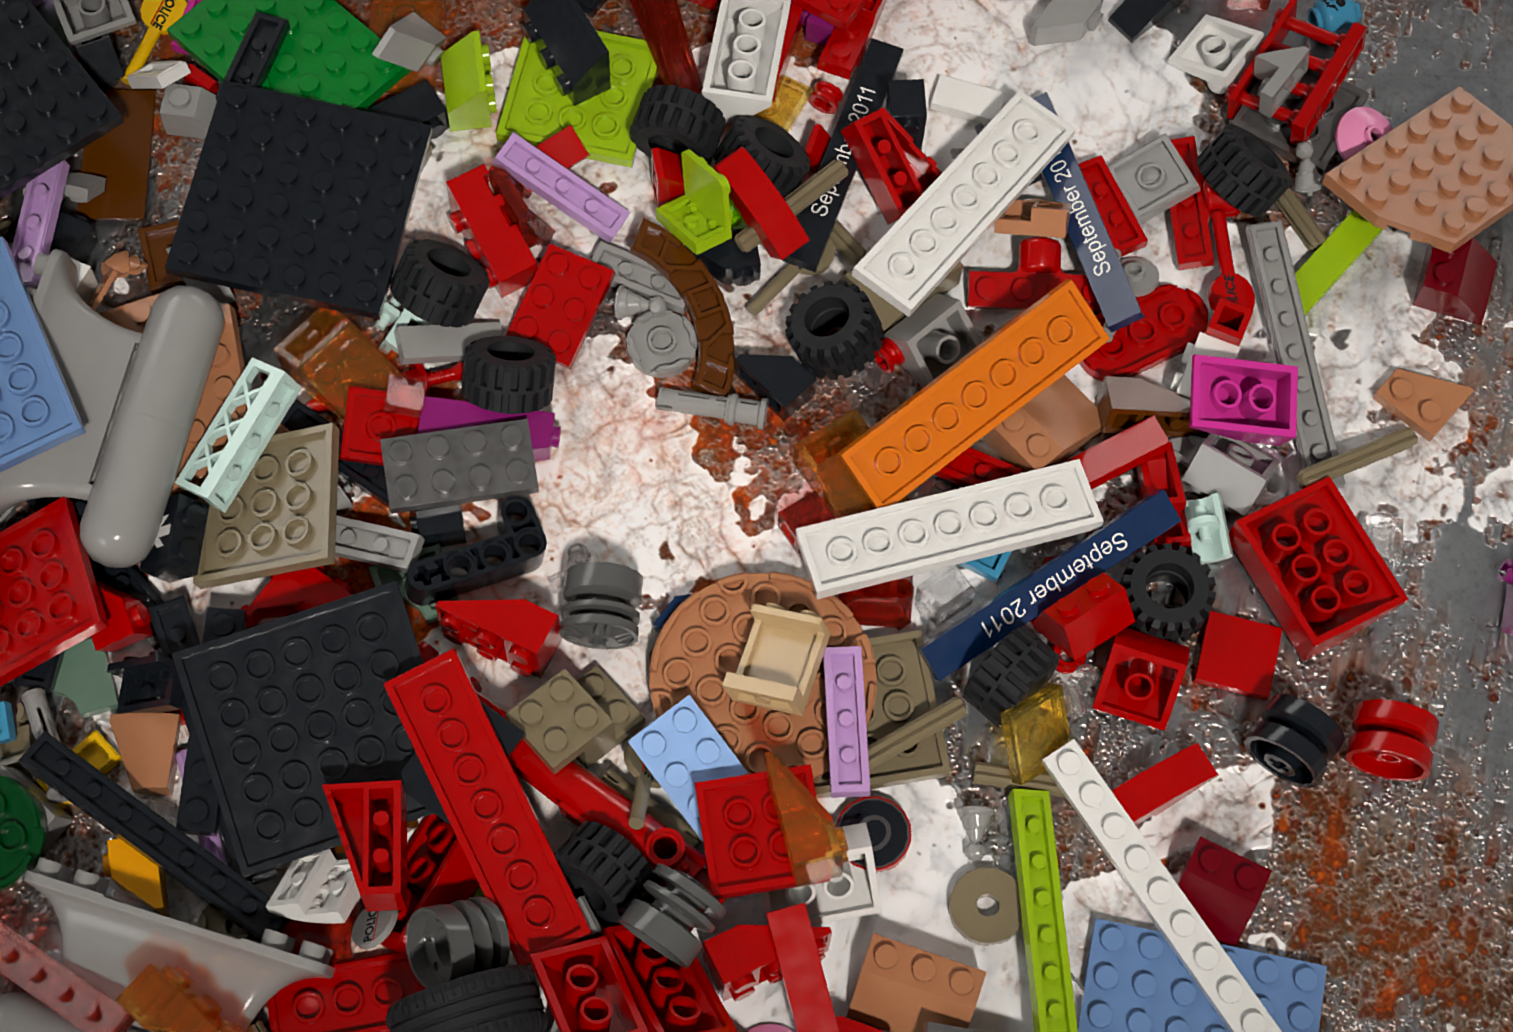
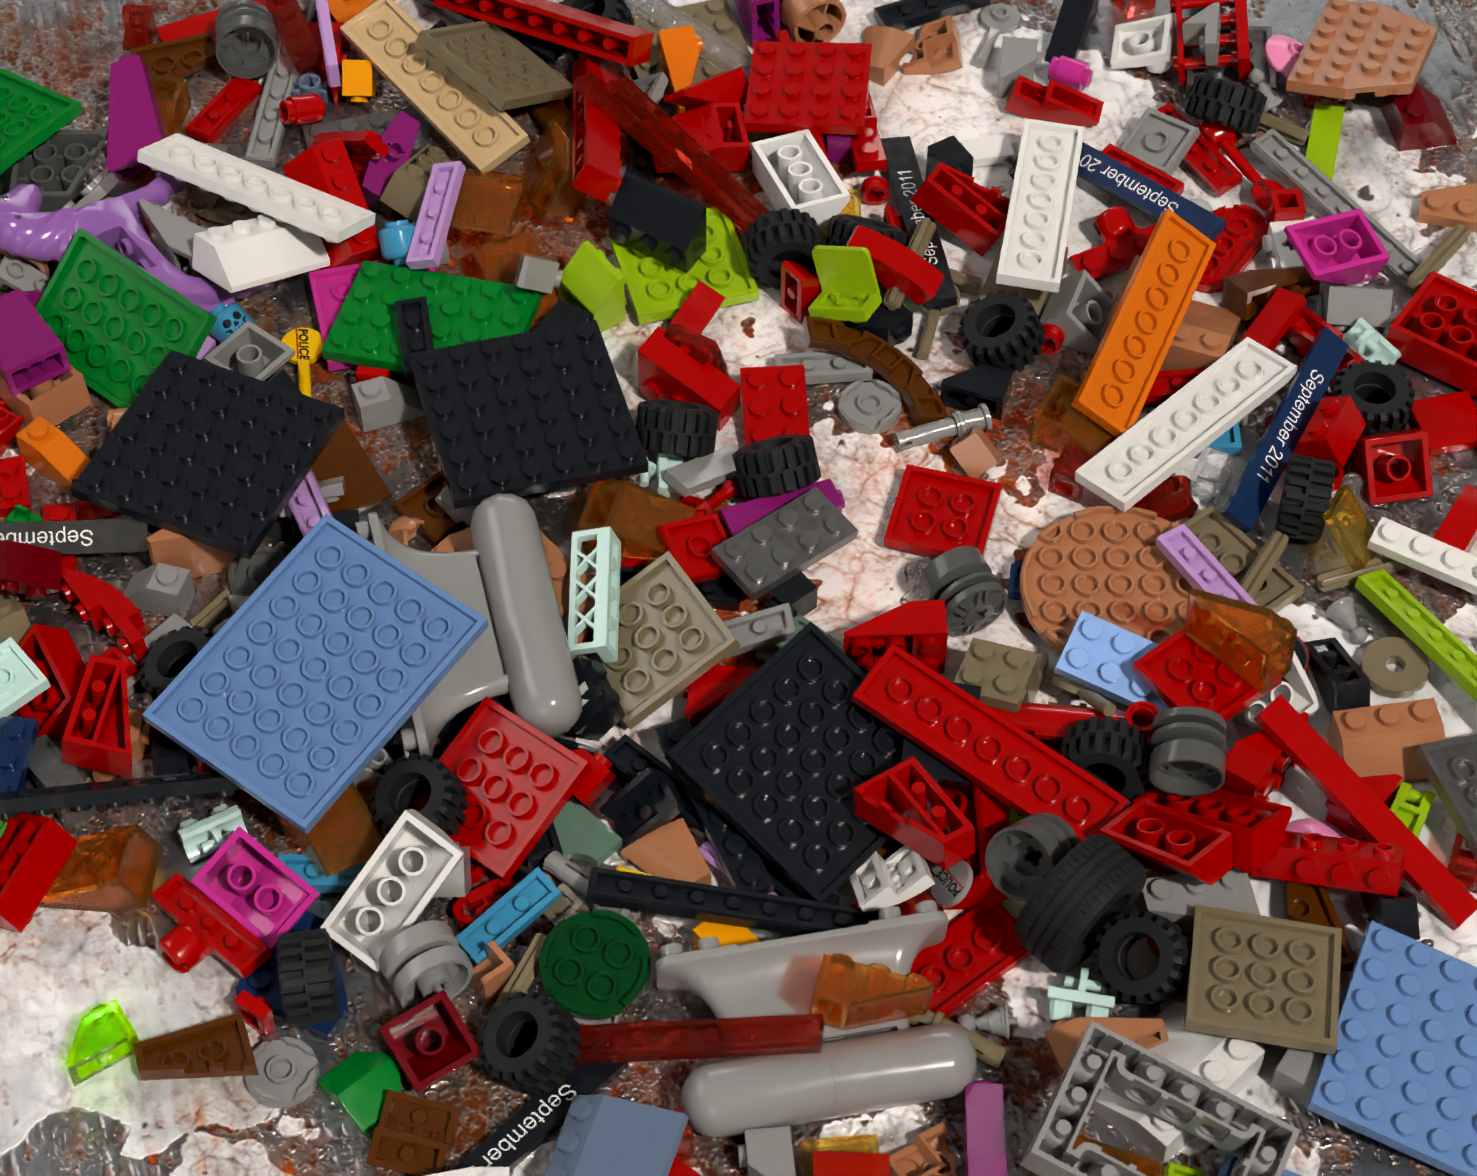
camera: 25 degrees left, 15 degrees down
(158, 74) = (339, 382): white tile -> none
(404, 396) = (707, 515): clear red slope -> none
(473, 558) = (860, 592): black beam -> none
(561, 187) = (724, 329): lavender plate -> none
(629, 303) = (829, 385): light grey piece -> none
(649, 504) = (941, 512): none -> red plate
(726, 449) = (974, 452): none -> nougat panel
(779, 659) = (1129, 557): tan panel -> none
(916, 889) = (1337, 676): none -> black slope
(1035, 218) = (1099, 197): nougat slope -> none
(1077, 79) = (1053, 103): none -> red slope
(1118, 50) = (1070, 72): none -> dark pink brick

